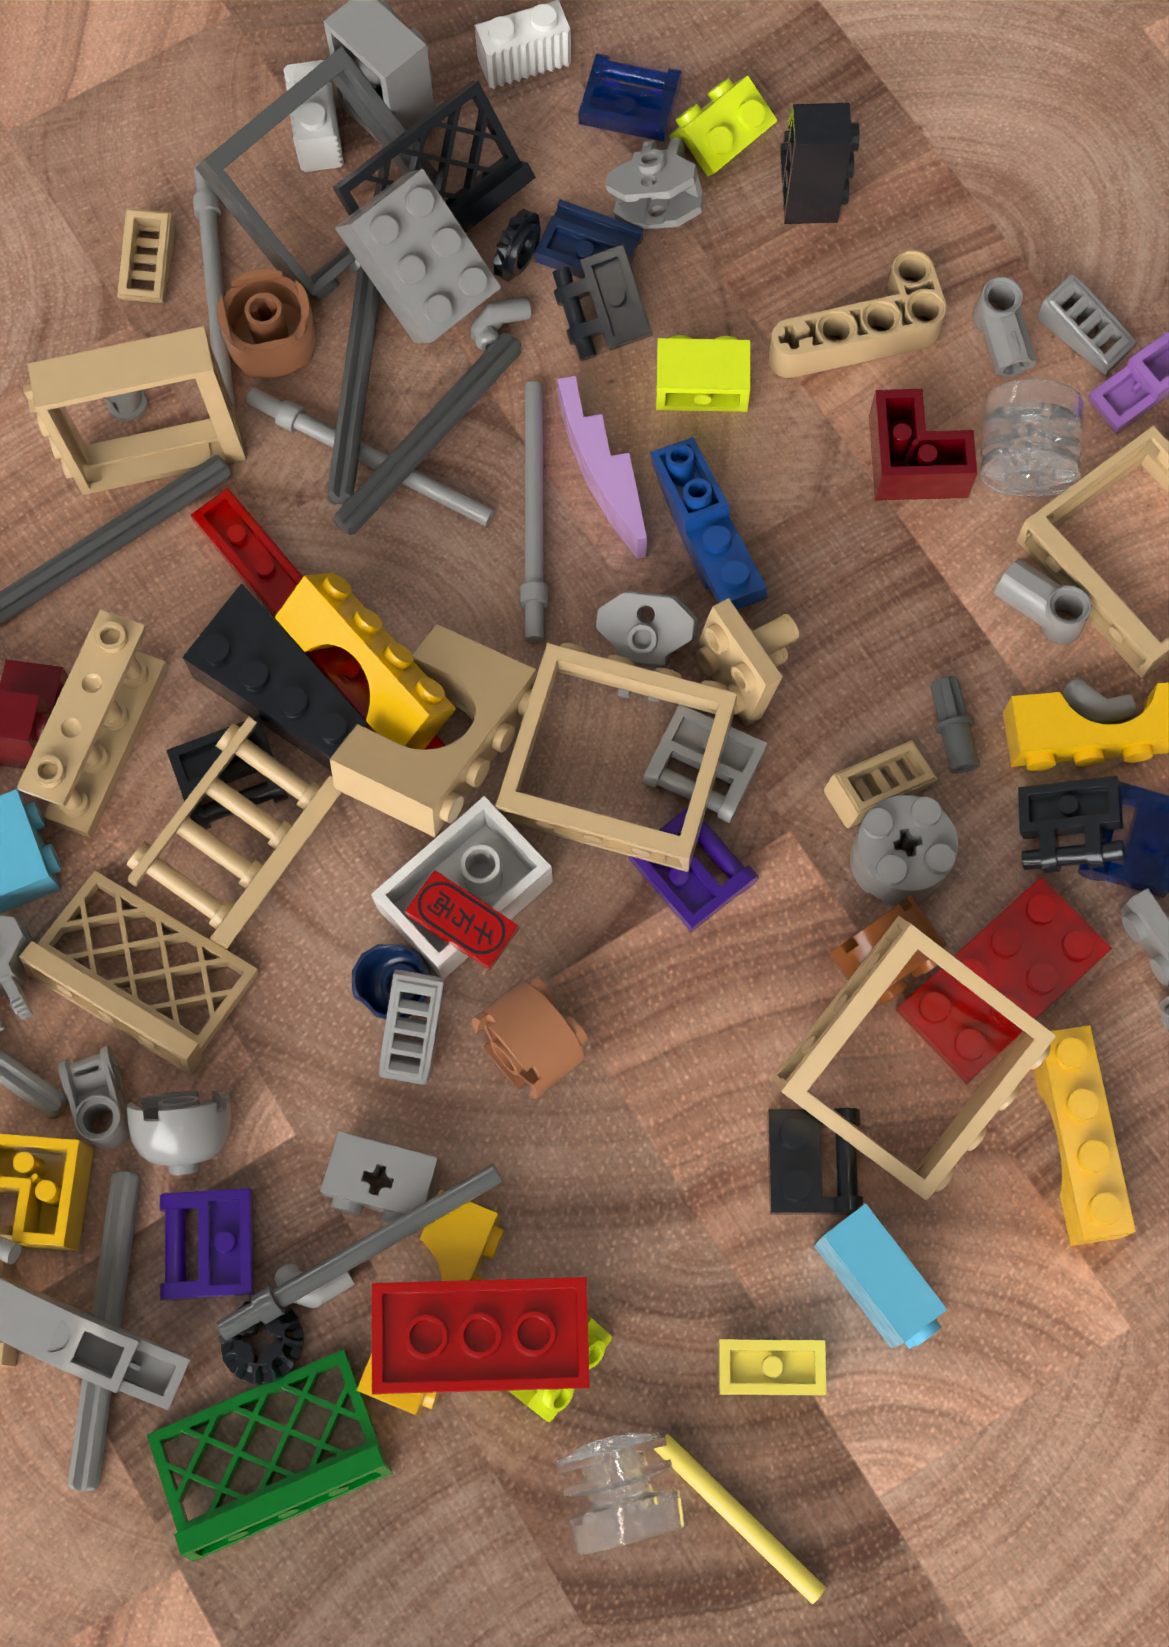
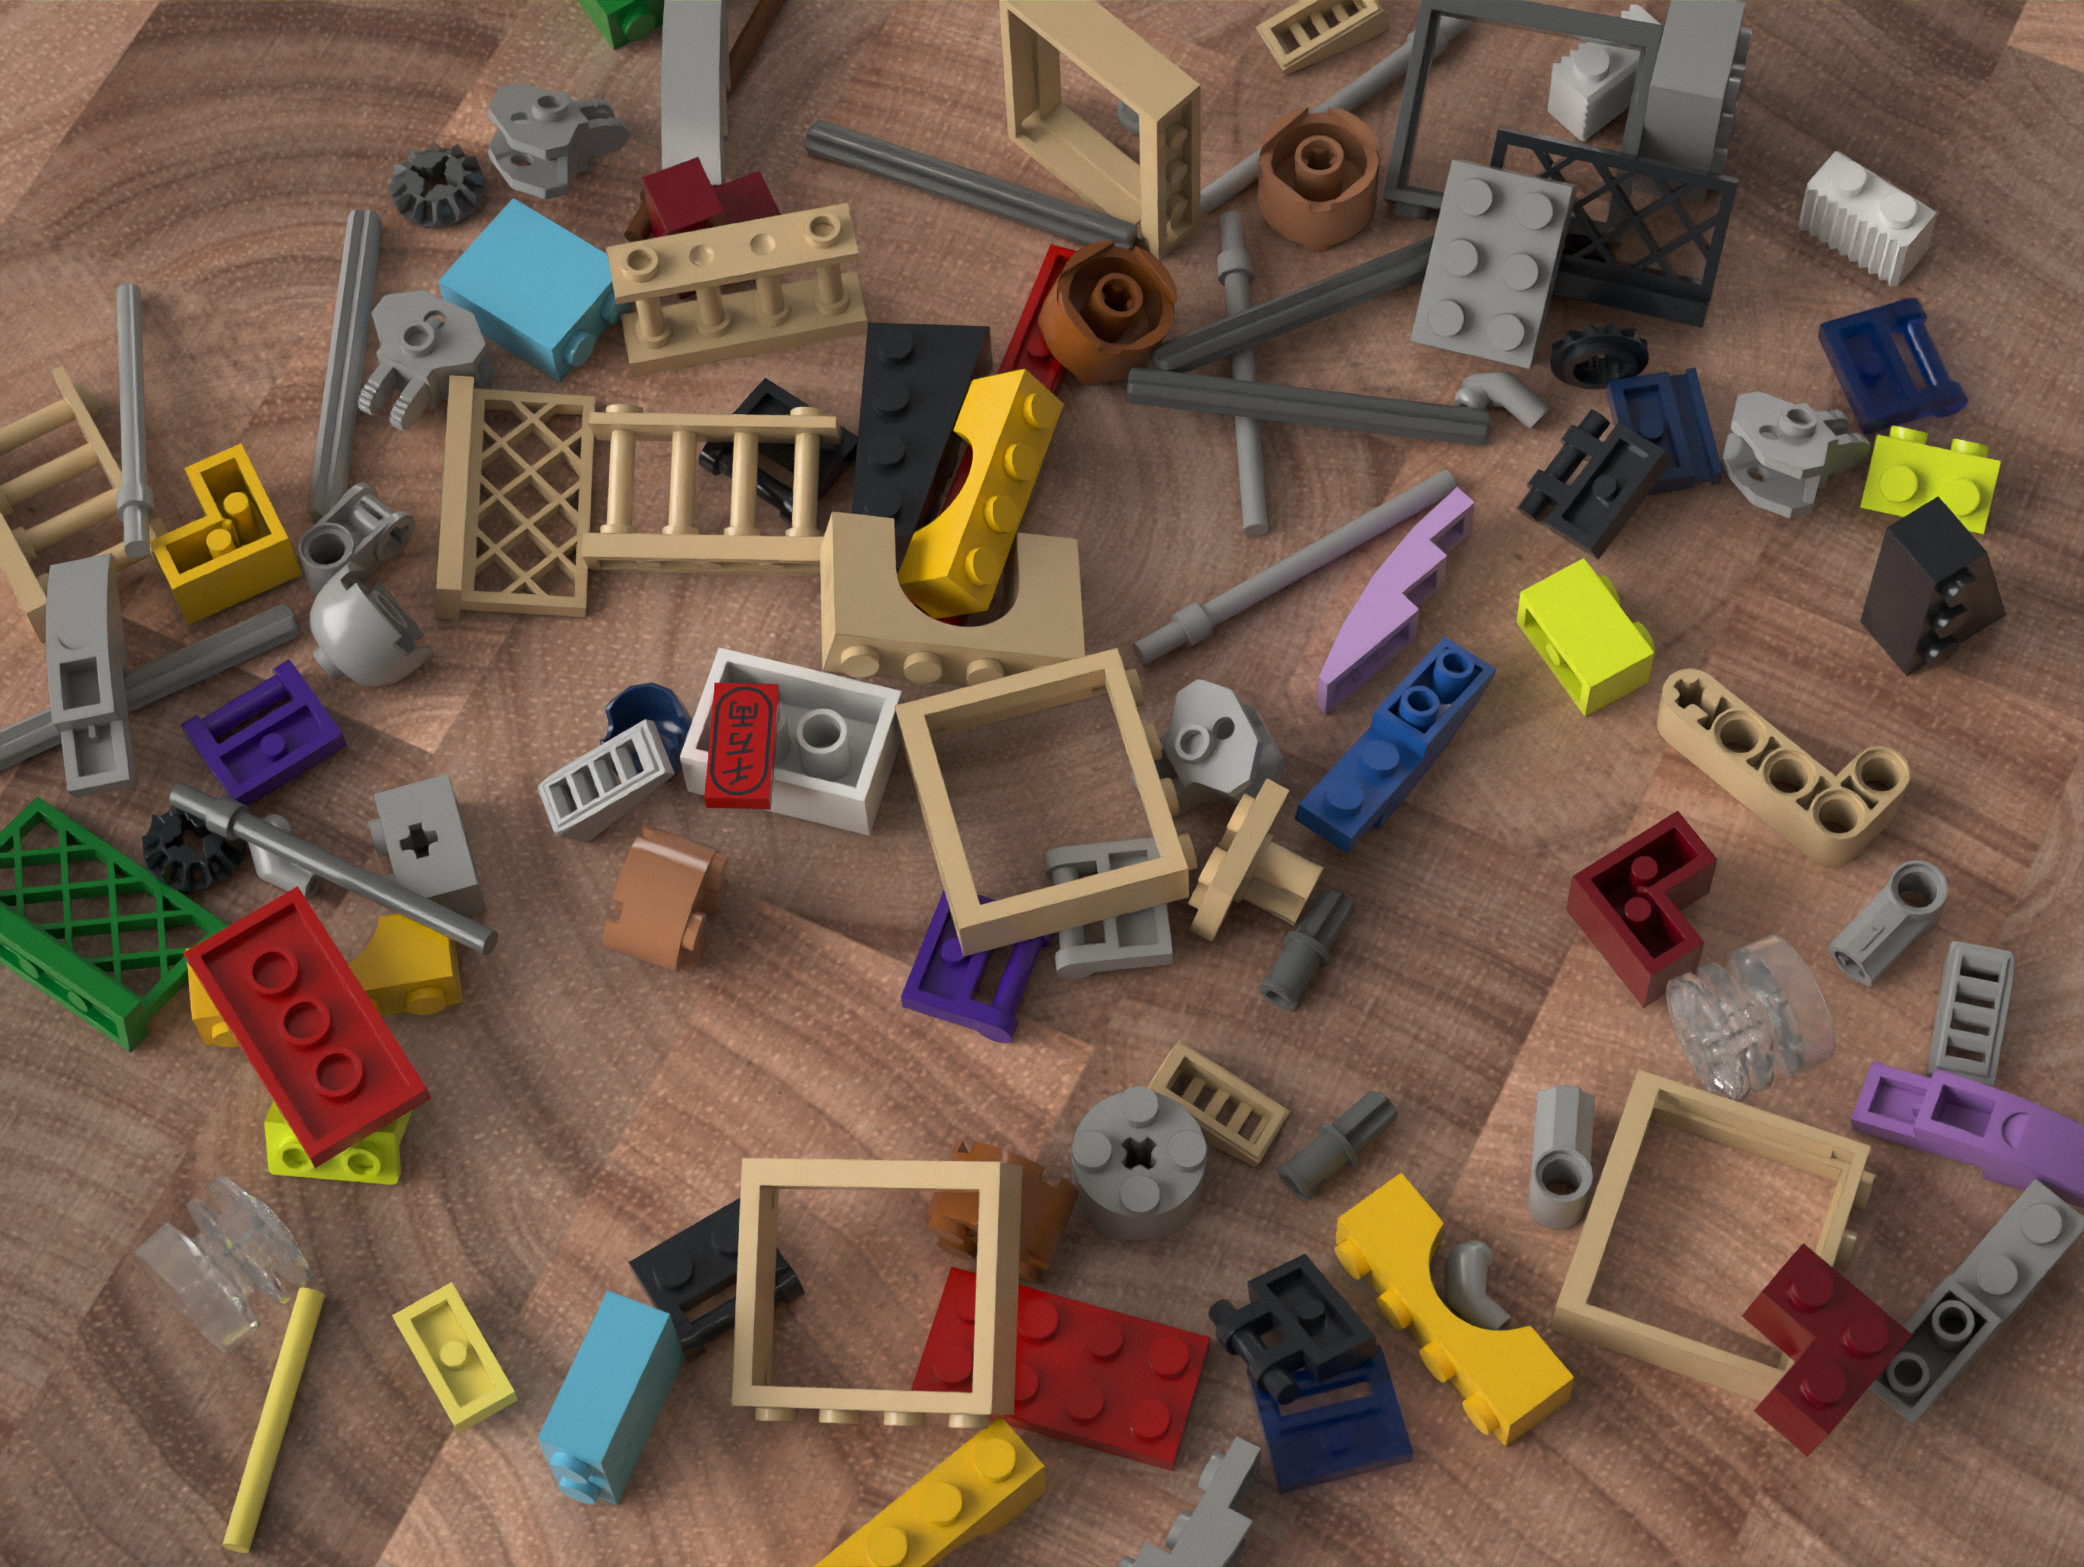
camera: 60 degrees right, 10 degrees down
(280, 505) = (1108, 311): none -> dark orange brick
(813, 669) = (1307, 949): none -> dark grey axle

